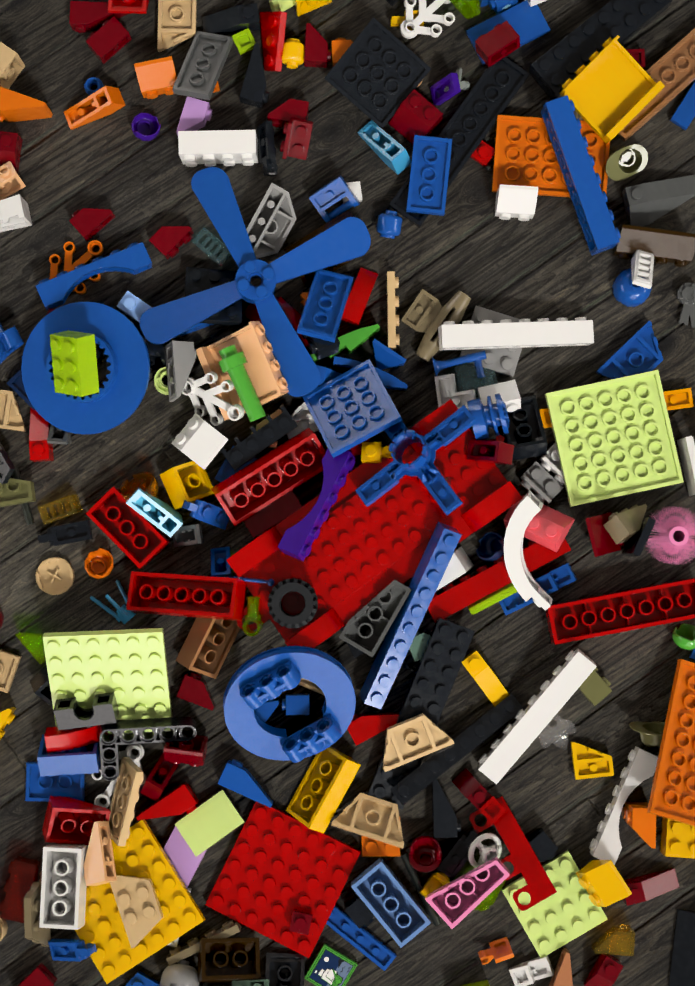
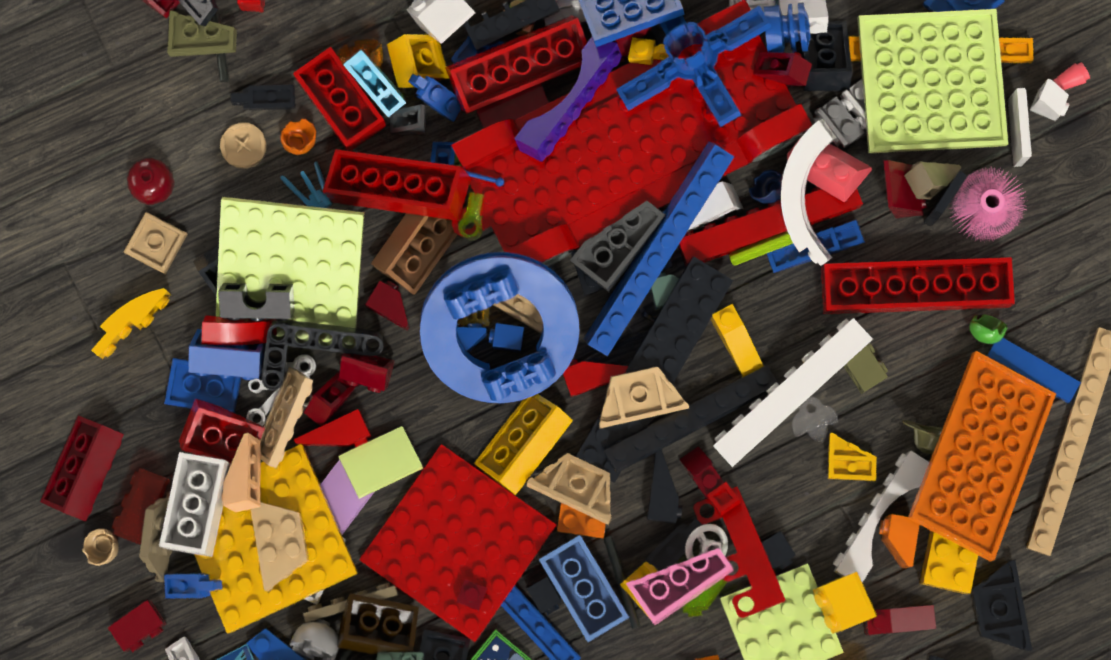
camera: 10 degrees right, 5 degrees down
(34, 644) = (208, 219): clear neon green slope -> none
(71, 505) = (281, 67): clear yellow slope -> none
(241, 781) = (424, 416): blue slope -> none
(280, 615) = (520, 187): black tyre -> none
(425, 854) = (634, 536): dark red helmet -> none

